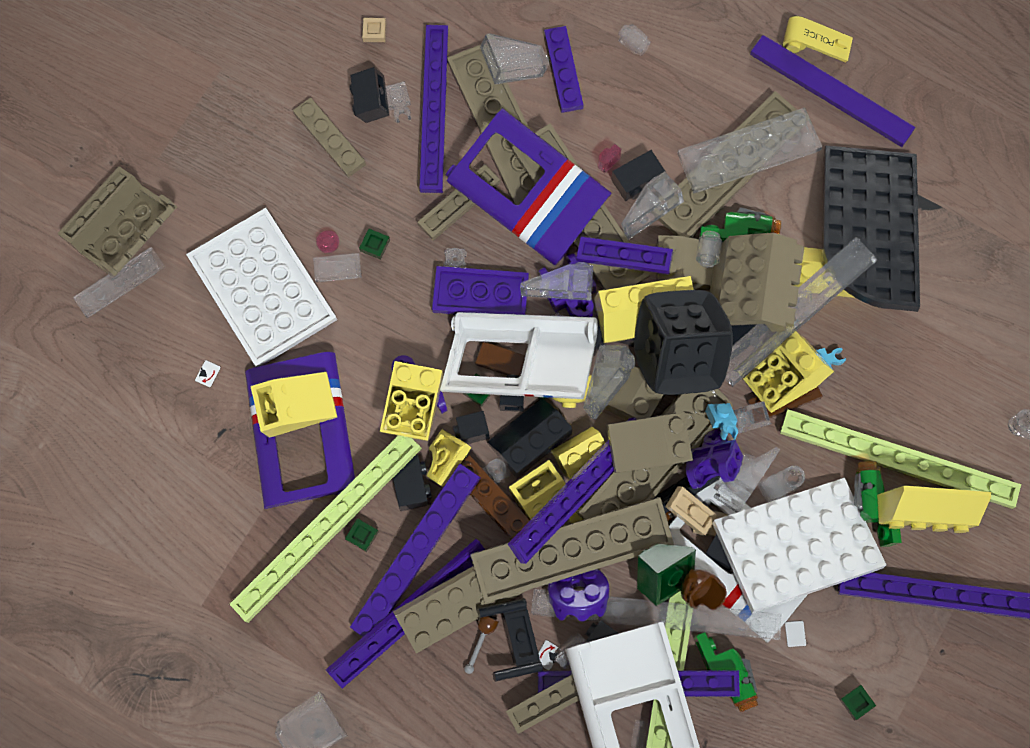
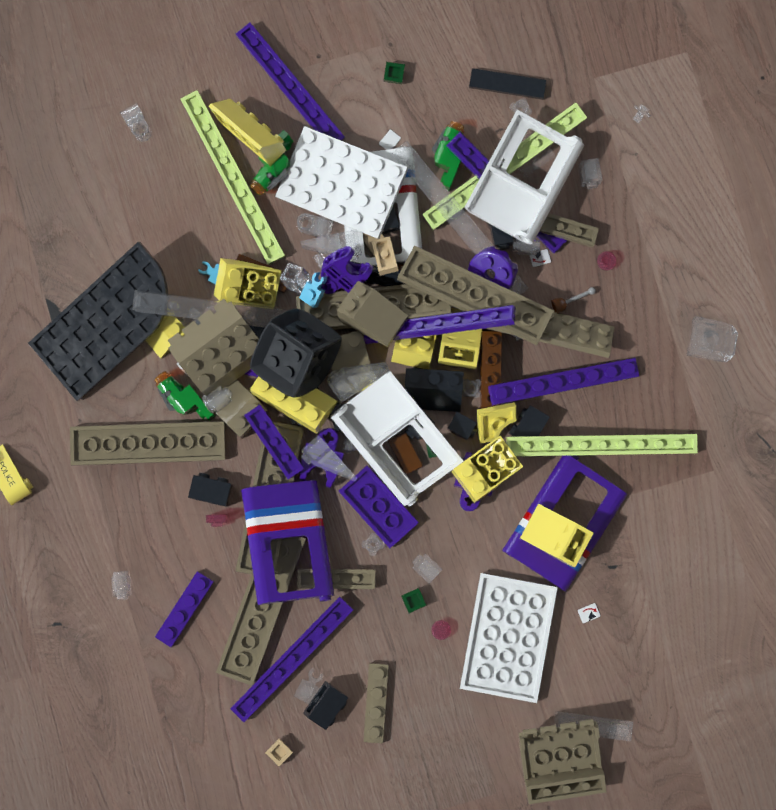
camera: 140 degrees left, 10 degrees up
(337, 267) = (449, 607): clear plate -> none
(361, 535) = (584, 423): dark green plate -> none
(389, 279) = (426, 567): none -> clear brick
(389, 629) = (618, 353): dark purple tile -> none
(481, 711) = (606, 261): none -> clear pink plate
(513, 59) = (213, 642): clear slope -> none
(519, 636) = (549, 278): black plate -> none
(653, 202) = (220, 461): clear slope -> none
(663, 570) = (434, 235): dark green slope -> none
(703, 588) = (420, 206): reddish brown helmet -> none
(749, 150) = (127, 440): clear plate -> none
(832, 91) = (33, 434): dark purple tile -> none

